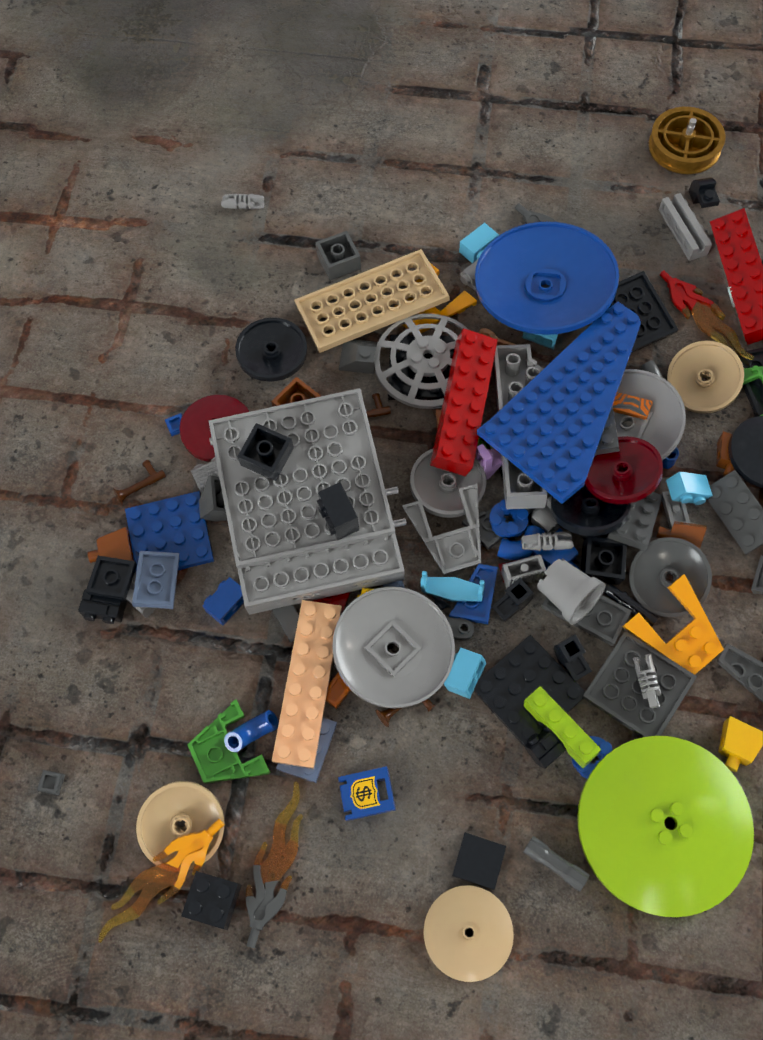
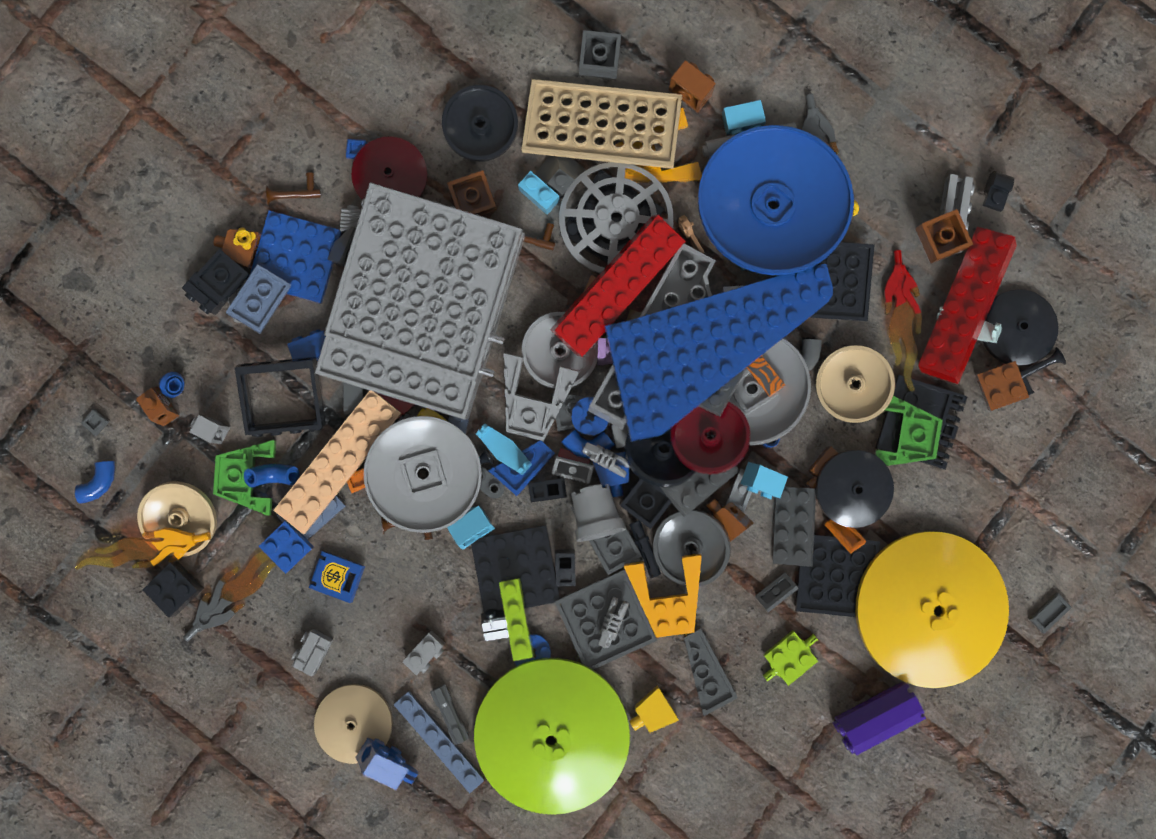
camera: 30 degrees right, 20 degrees up
(83, 838) = (99, 484): none -> blue cylinder
(105, 729) = (156, 405): none -> dark orange torso
(110, 702) = (171, 384): none -> blue cone
(111, 533) = (238, 240): none -> yellow plate
(169, 720) = (209, 429): none -> light grey brick
(203, 626) = (294, 427): none -> black window
(265, 452) = (399, 248): black brick -> none
(302, 791) = (286, 546): none -> blue plate
(338, 510) = (430, 341): black brick -> none
(351, 375) = (538, 192): none -> medium azure brick
(385, 882) = (312, 652): none -> light grey brick
(425, 236) = (692, 85): none -> dark orange brick
(479, 861) = (393, 678): black tile -> none
(494, 815) = (428, 648): none -> light grey brick
(525, 947) = (384, 764): none -> blue brick
(563, 899) = (439, 741): none -> sand blue plate
(686, 140) = (1026, 117): pearl gold wheel -> none
(692, 235) = (944, 236): none -> dark orange brick

